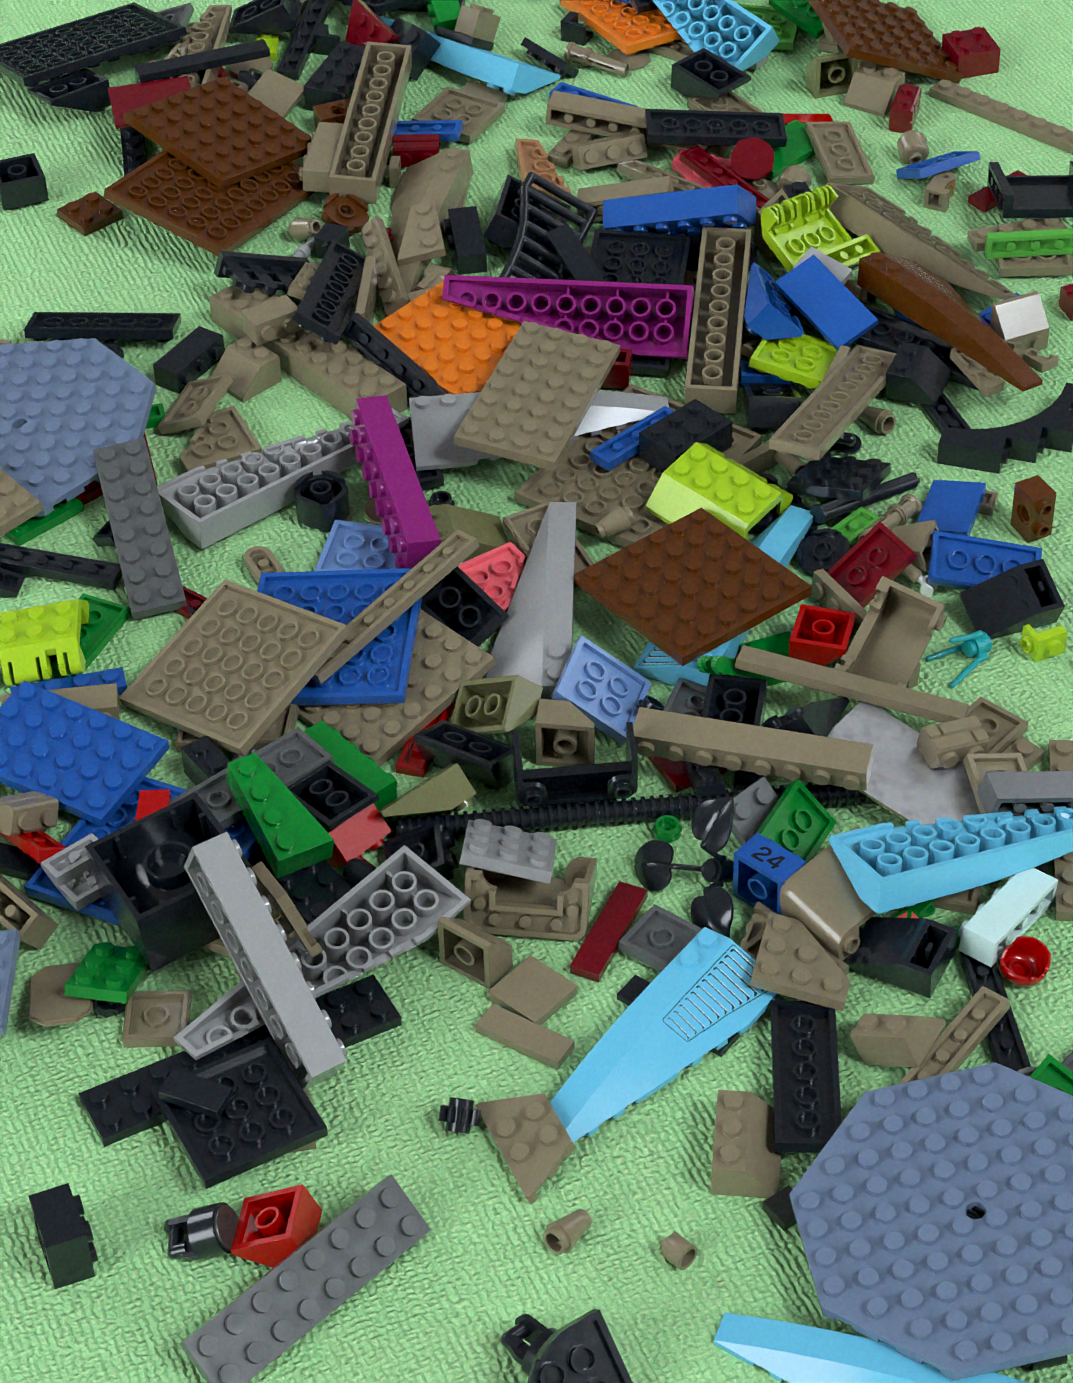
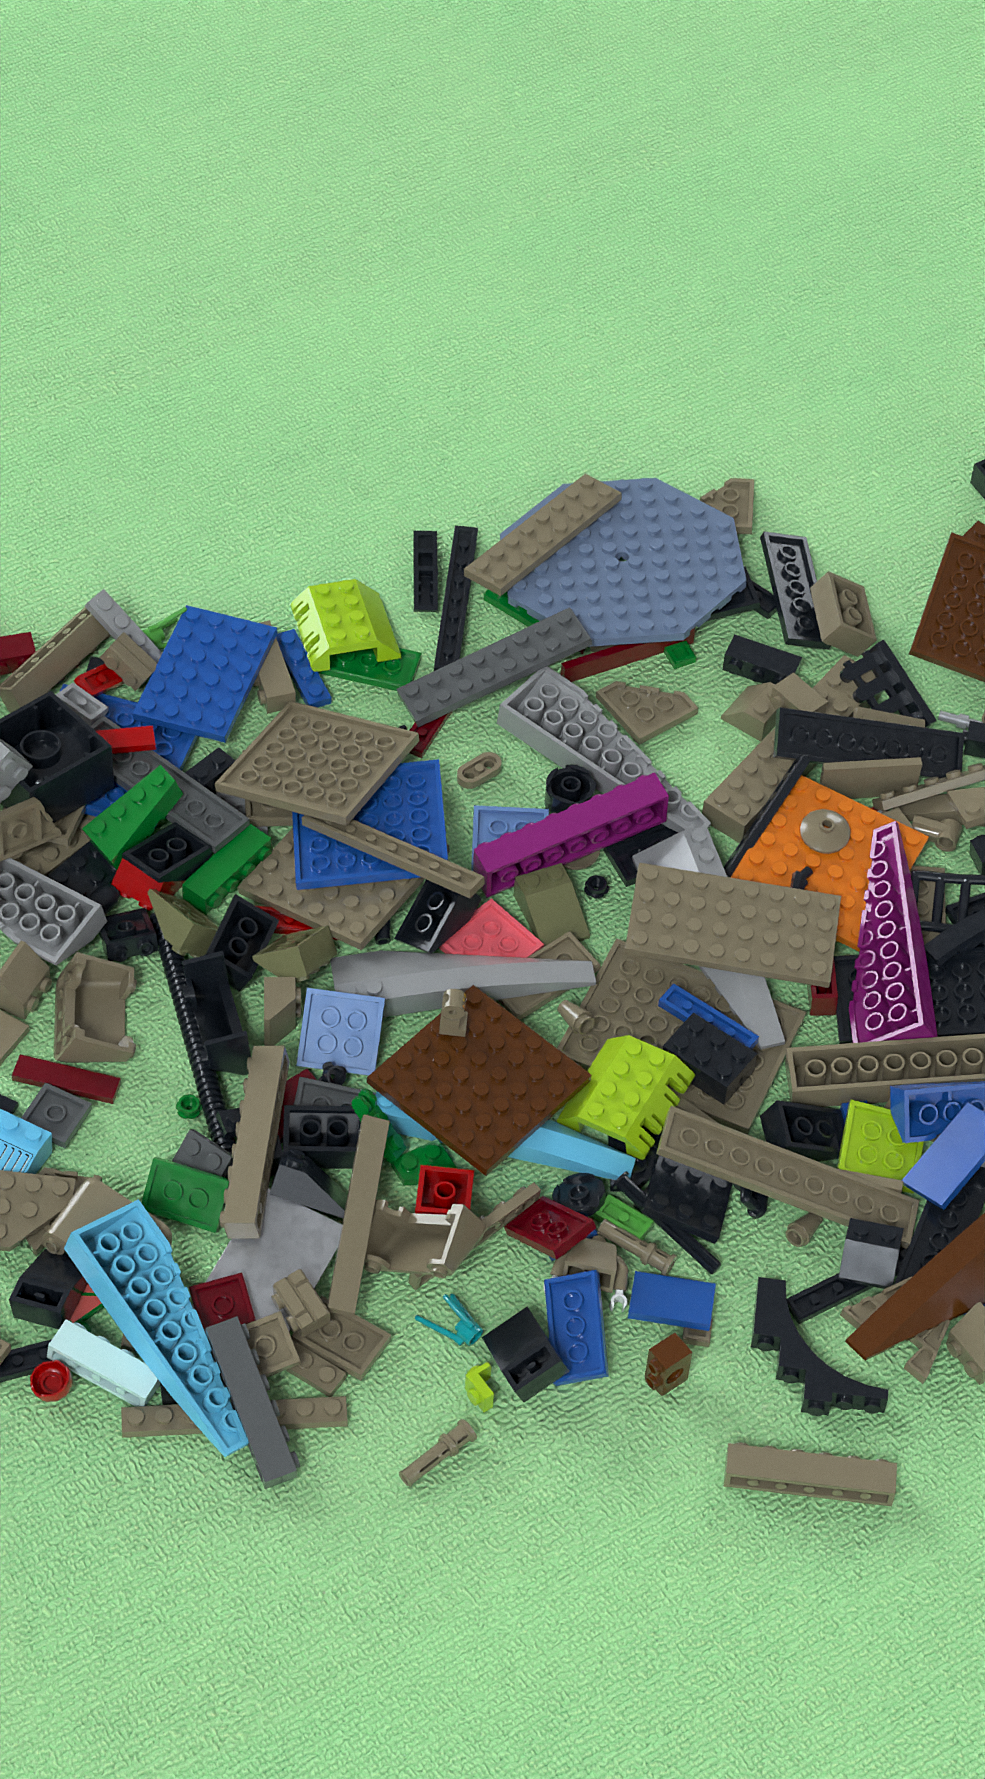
camera: 75 degrees right, 10 degrees up
(154, 294) = (843, 614): none -> dark tan brick
(195, 404) = (691, 678): dark tan plate -> none
(433, 329) = (825, 839): none -> dark tan dish
(488, 352) = (799, 879): none -> black bar
(508, 851) = (127, 988): light grey plate -> none
(628, 569) = (453, 1013): none -> dark tan leg
(713, 826) = (134, 1140): black plant -> none
(762, 870) = (125, 1169): blue brick -> none
(941, 801) = (222, 1300): none -> dark red tile

